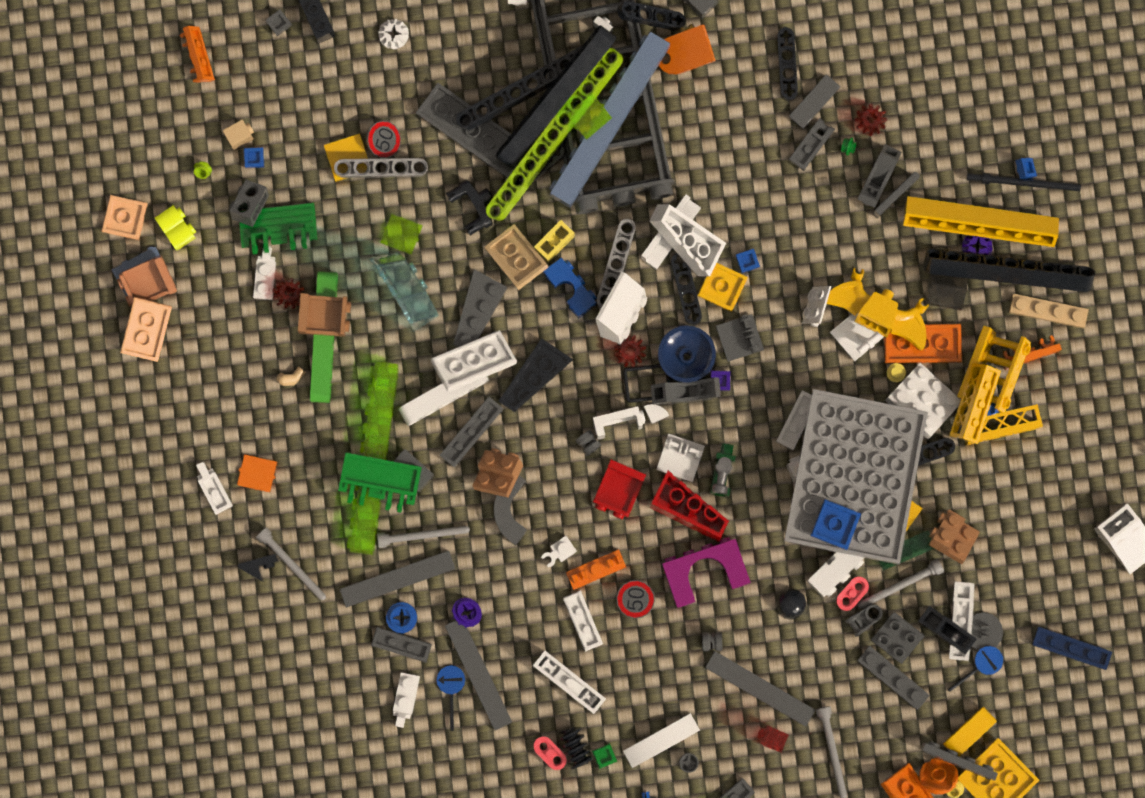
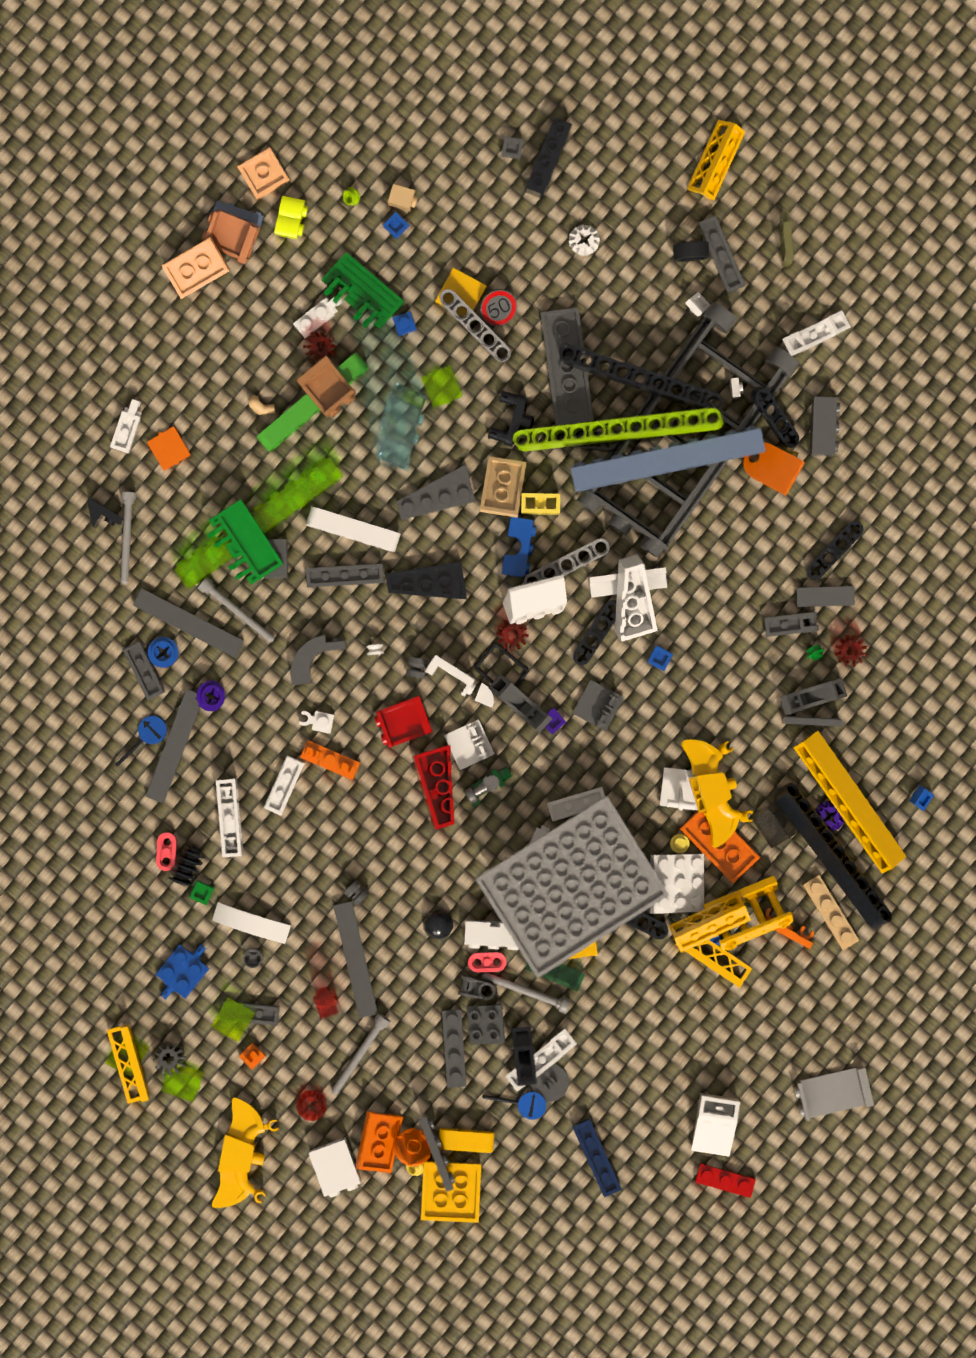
camera: 40 degrees right, 5 degrees up
(197, 54) = (433, 111): orange plate -> none
(253, 204) = (360, 258): dark grey brick -> none
(330, 218) = (404, 323): none -> blue plate
(405, 698) = (108, 709): white hinge -> none
(473, 361) = (396, 528): white tile -> none
(497, 472) = (332, 623): medium nougat plate -> none
(546, 460) = (375, 649): none -> white bush
(555, 96) = (646, 404): black beam -> none
(589, 116) = (654, 443): clear neon green piece -> none
(635, 599) = (334, 809): piece -> none
(686, 341) = (553, 665): dark blue dish -> none
(722, 287) = (623, 658): yellow tile -> none
(725, 553) = (429, 842): magenta arch -> none
(816, 305) = (676, 738): white hinge -> none
(835, 524) = (521, 905): blue plate -> none
(953, 536) = (597, 997): medium nougat plate -> none
(986, 178) = (886, 775): black bar -> none

